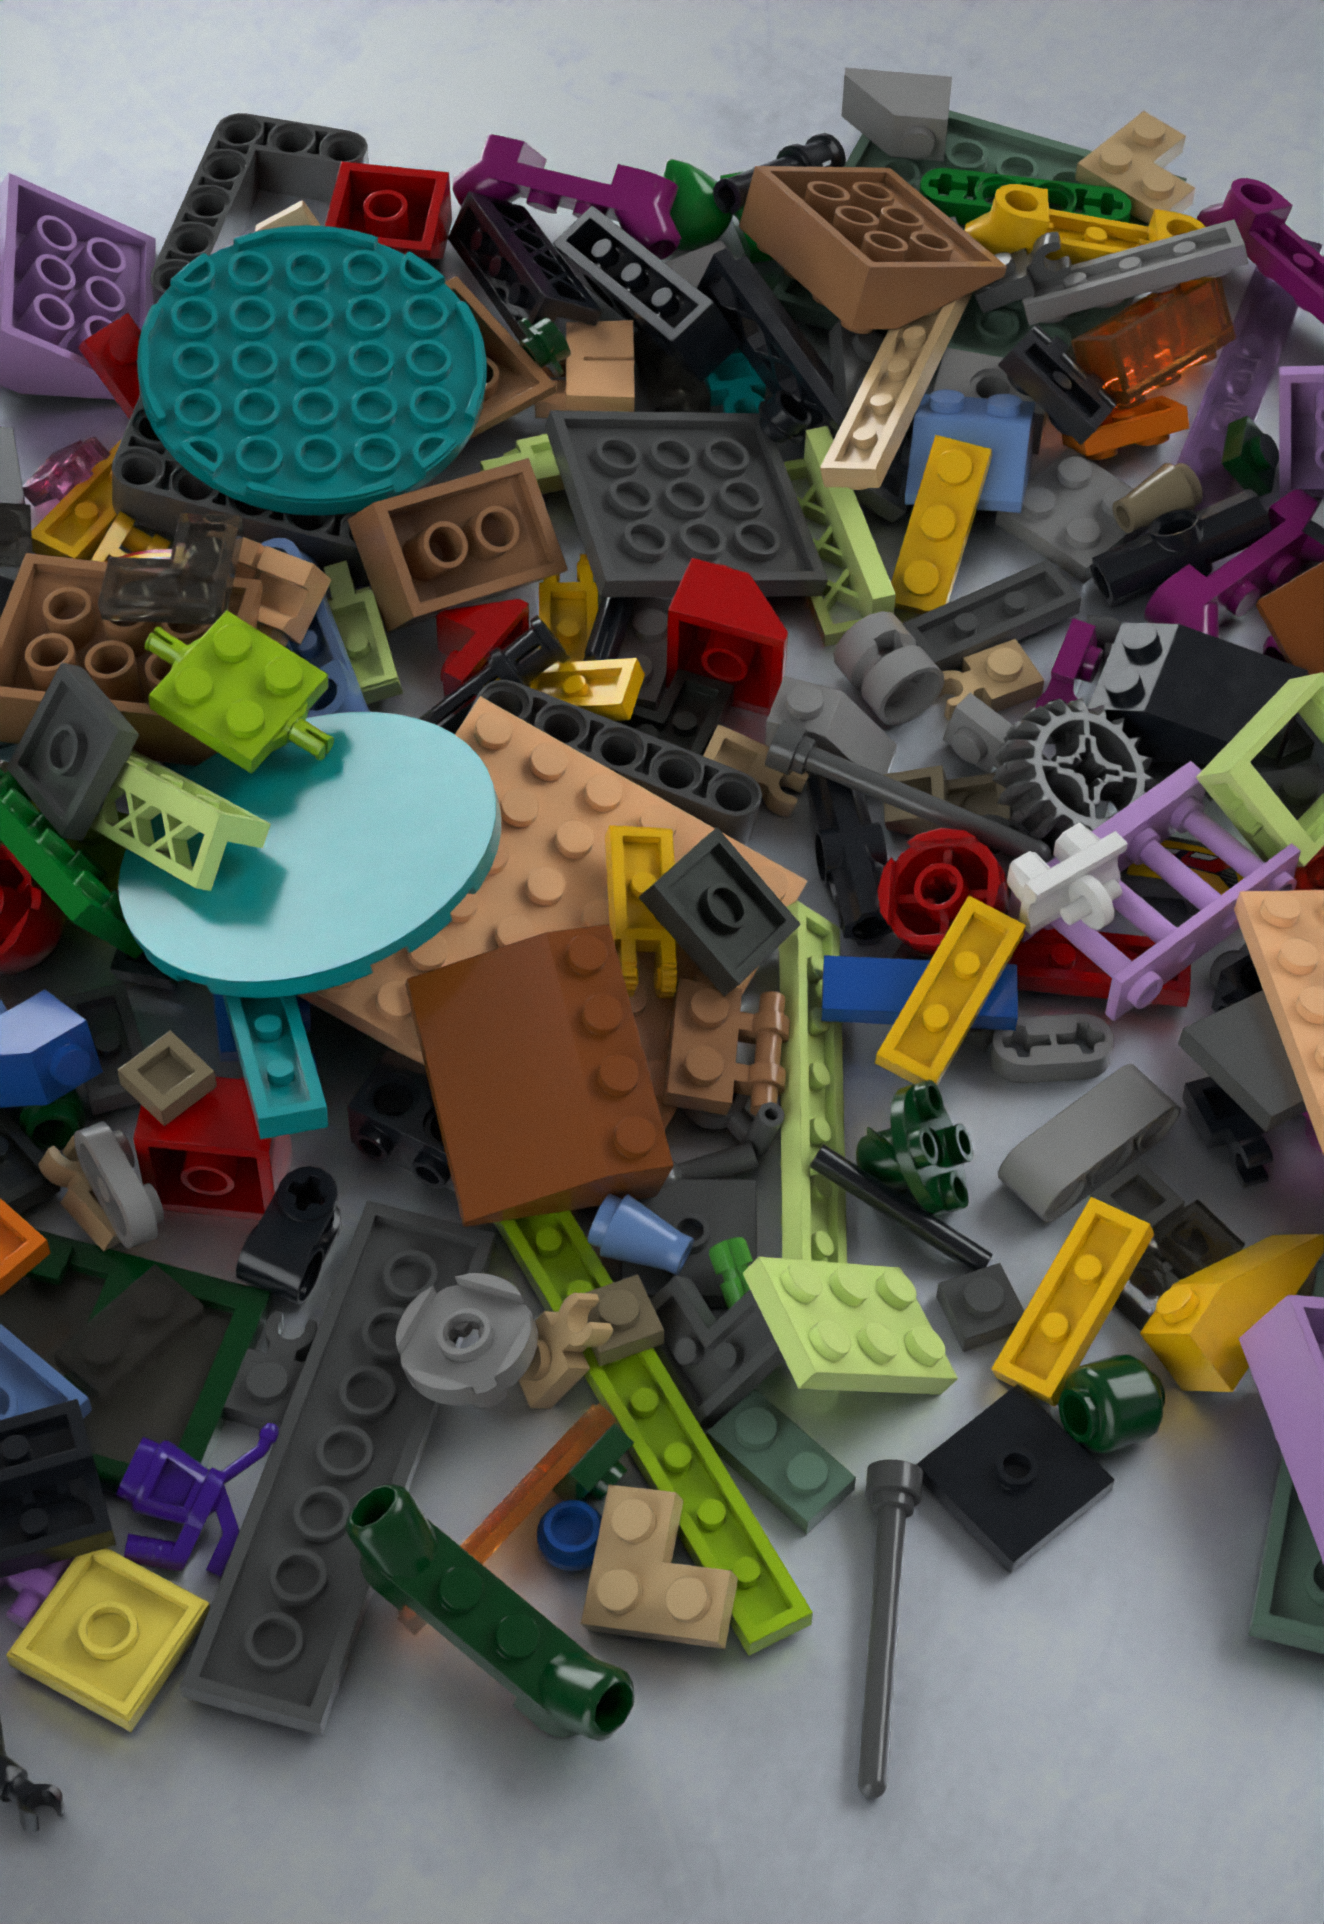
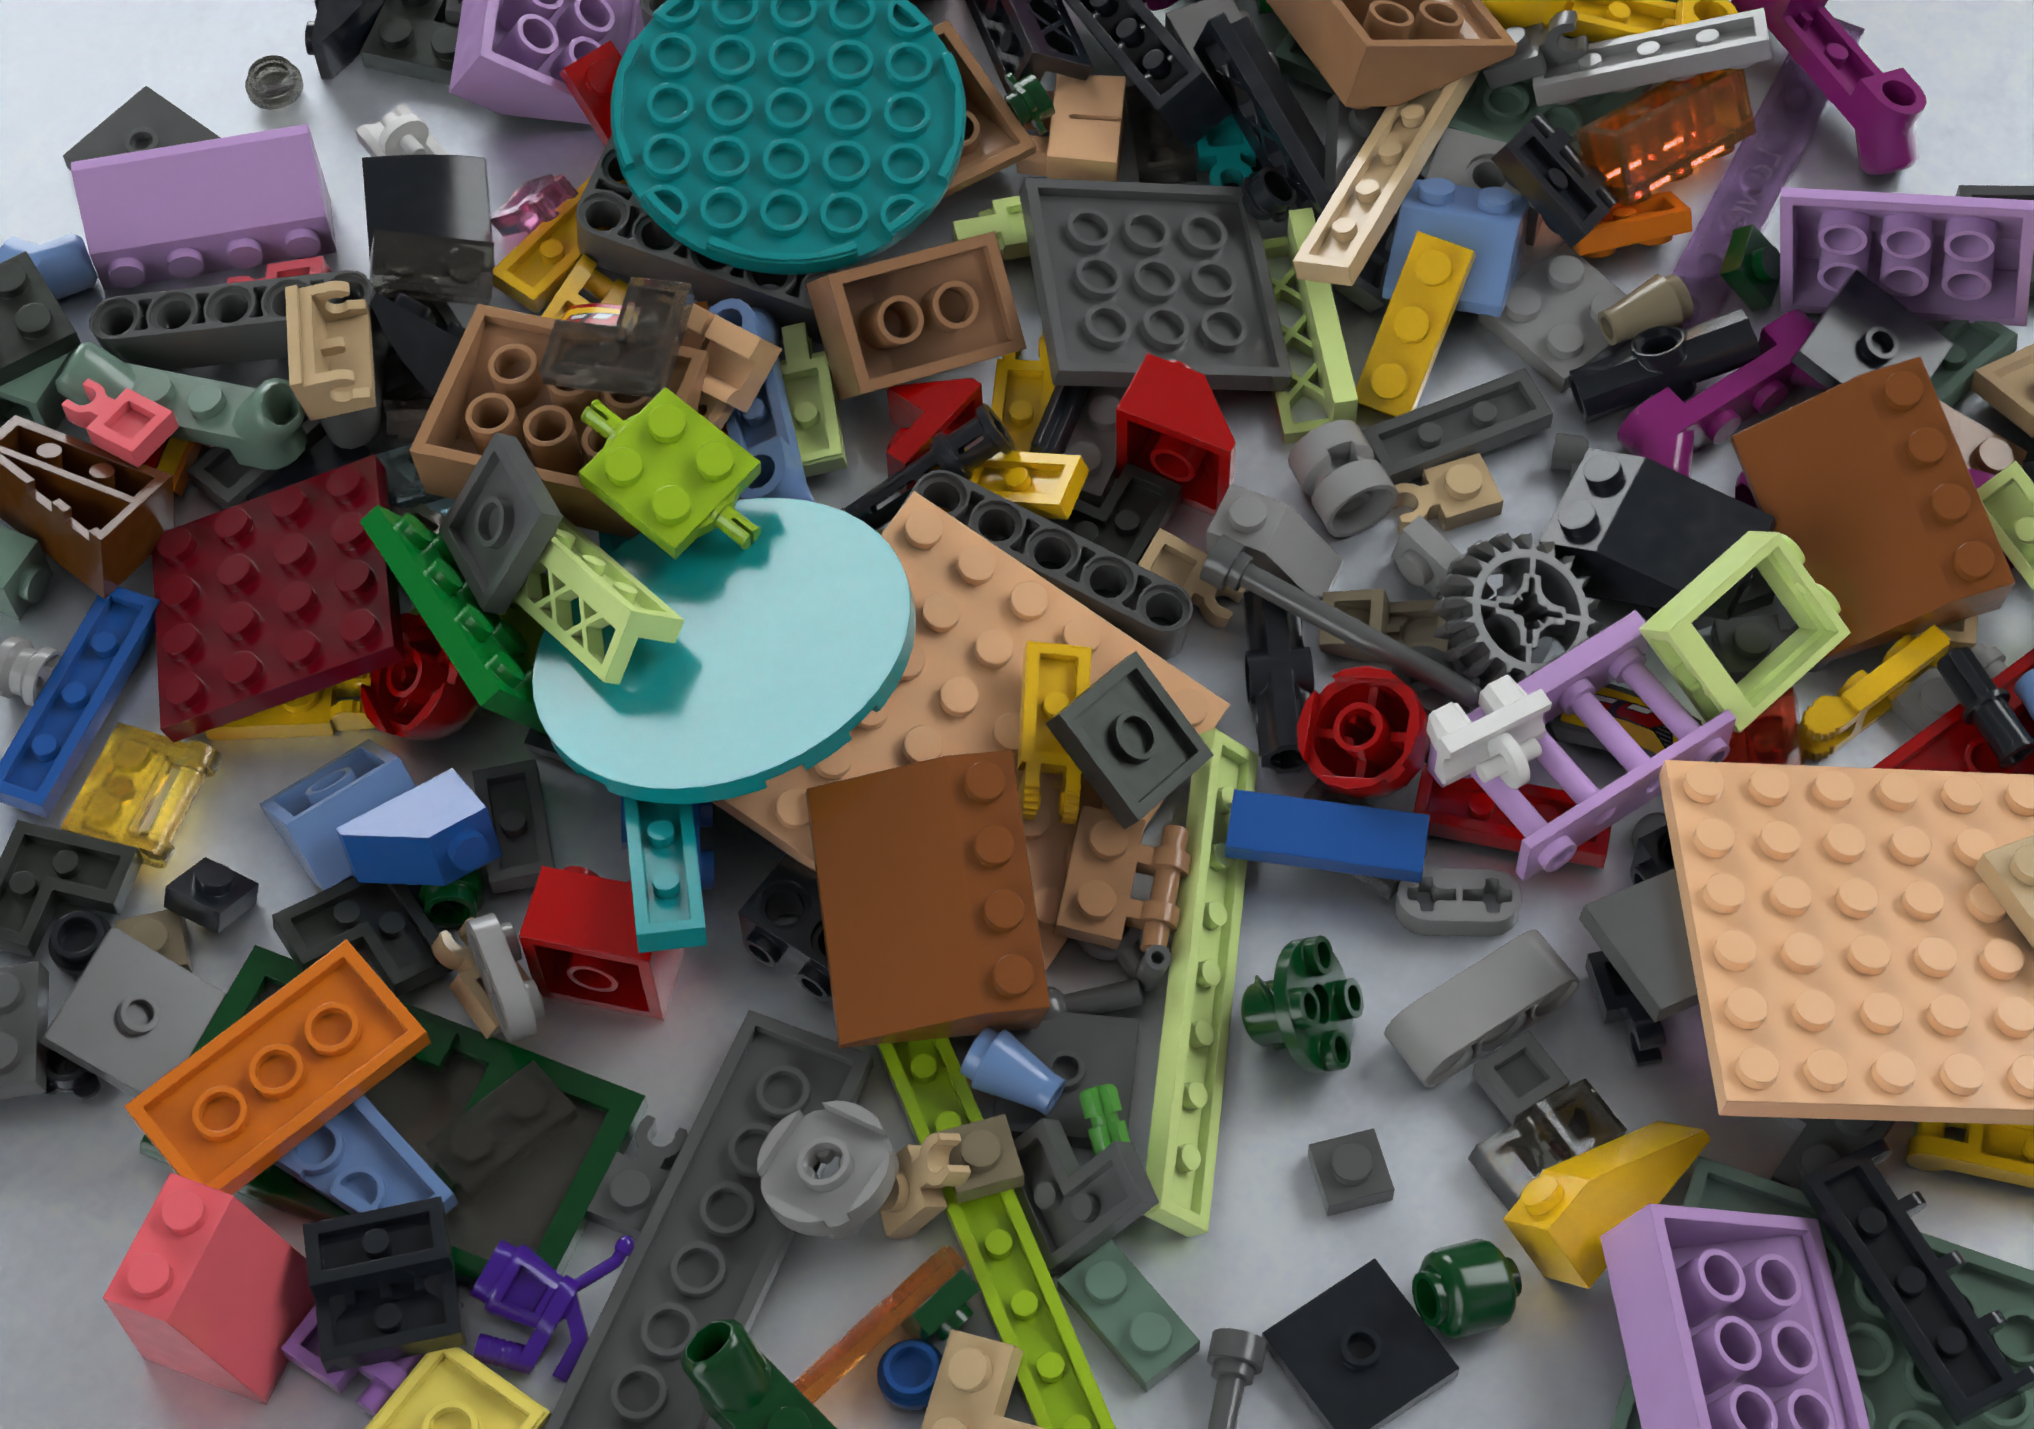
camera: 10 degrees right, 5 degrees up
(167, 1078) = (555, 879): dark tan plate -> none
(292, 1236) = (668, 1050): black piece -> none
(849, 1326) = (1208, 1188): yellowish green plate -> none
(900, 1209) = (1279, 1065): black bar -> none
(950, 993) = (1354, 844): yellow plate -> none
(1073, 1300) = (1440, 1177): yellow plate -> none
(1076, 662) = (1536, 486): magenta plate -> none

